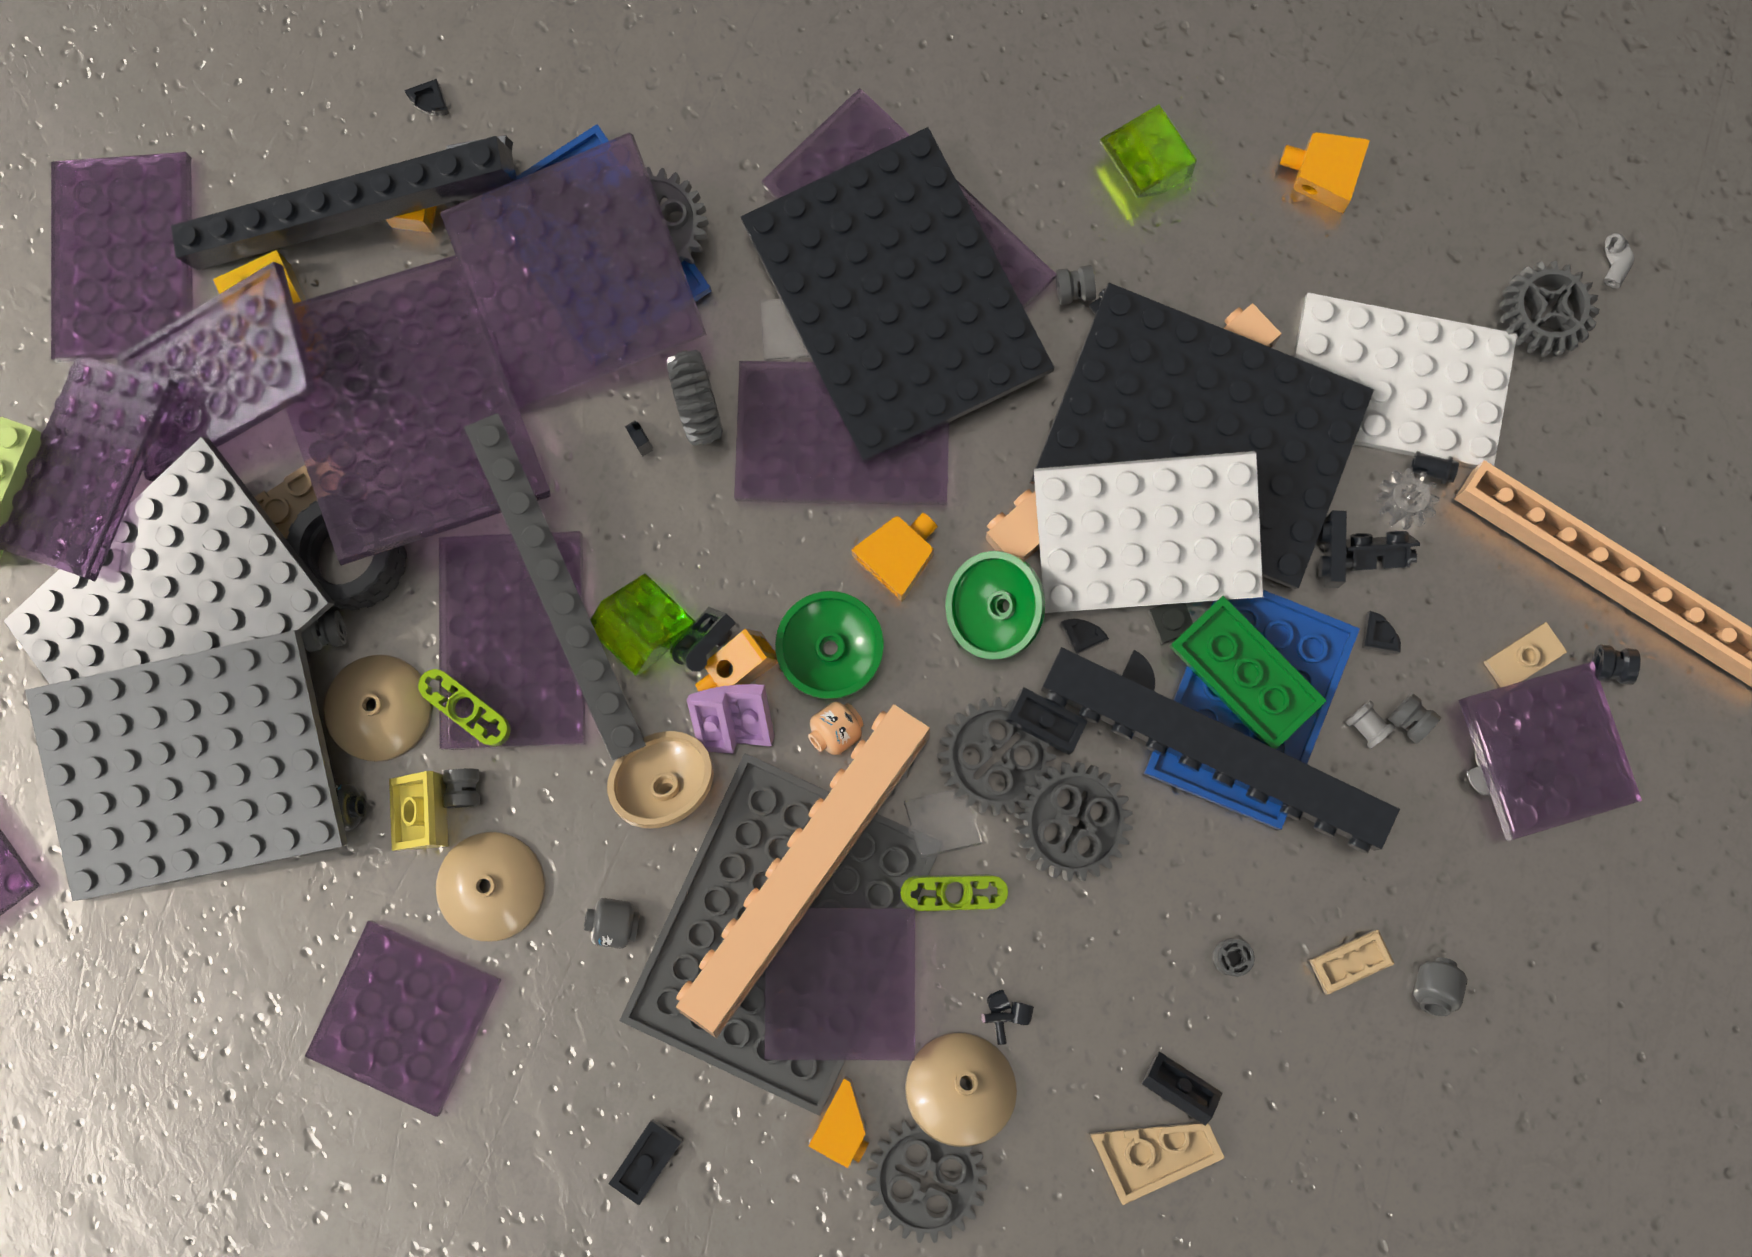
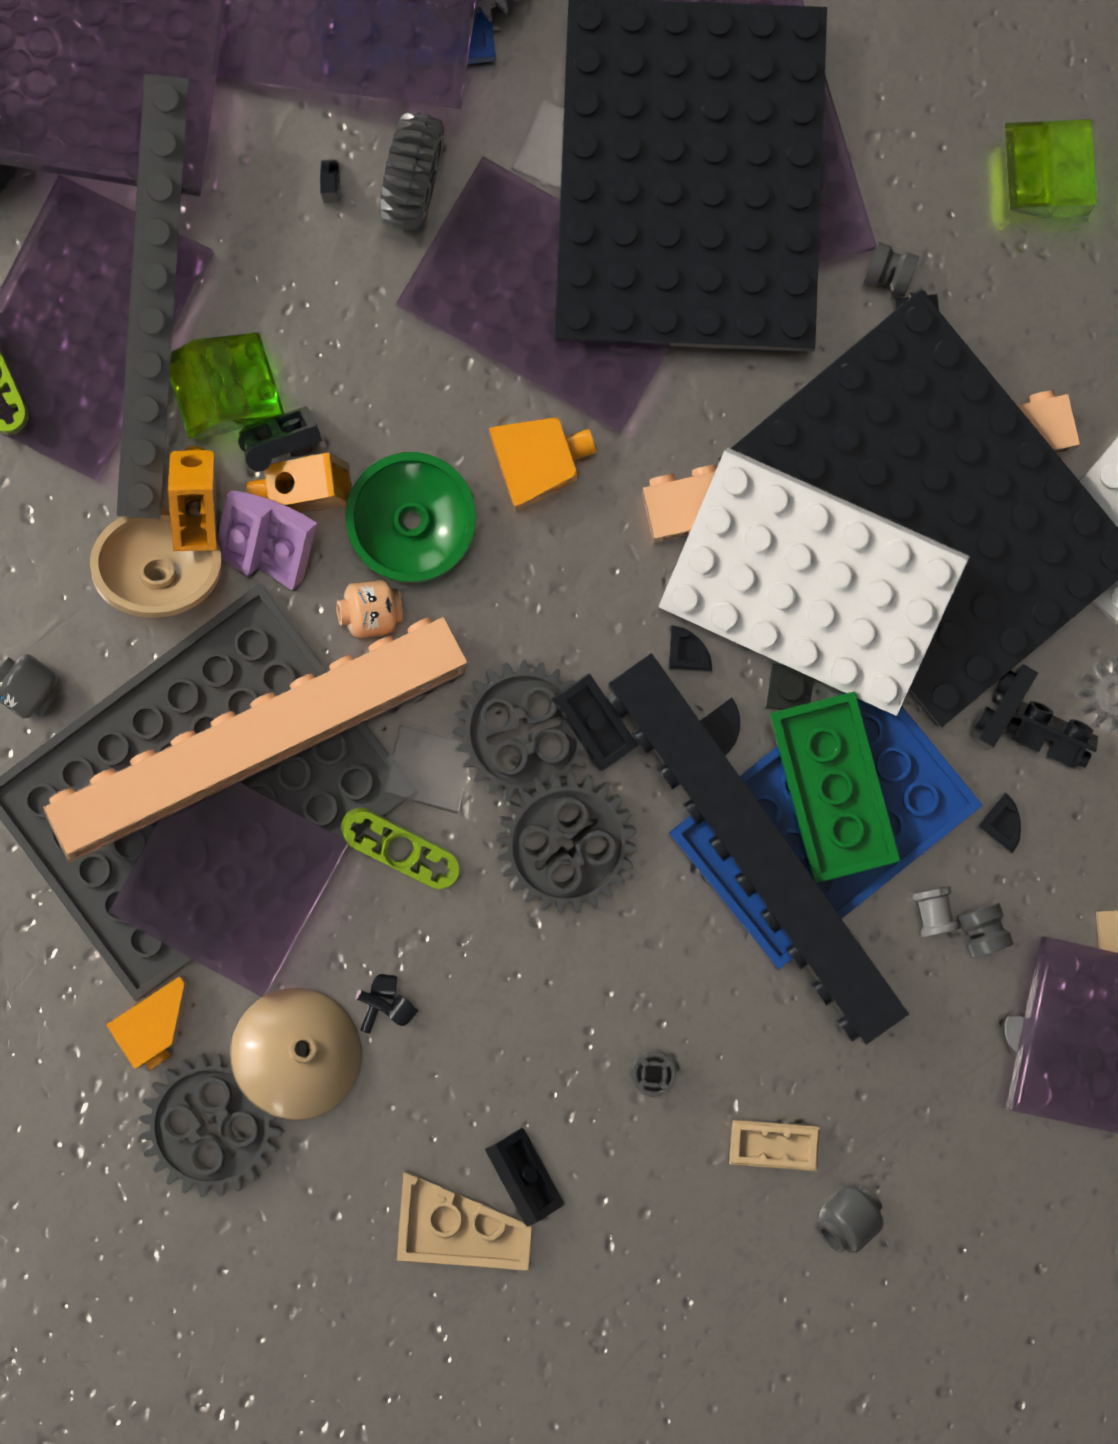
camera: 20 degrees right, 5 degrees up
(657, 705) = (193, 480): none -> light orange torso
(977, 601) = (590, 563): green dish -> none

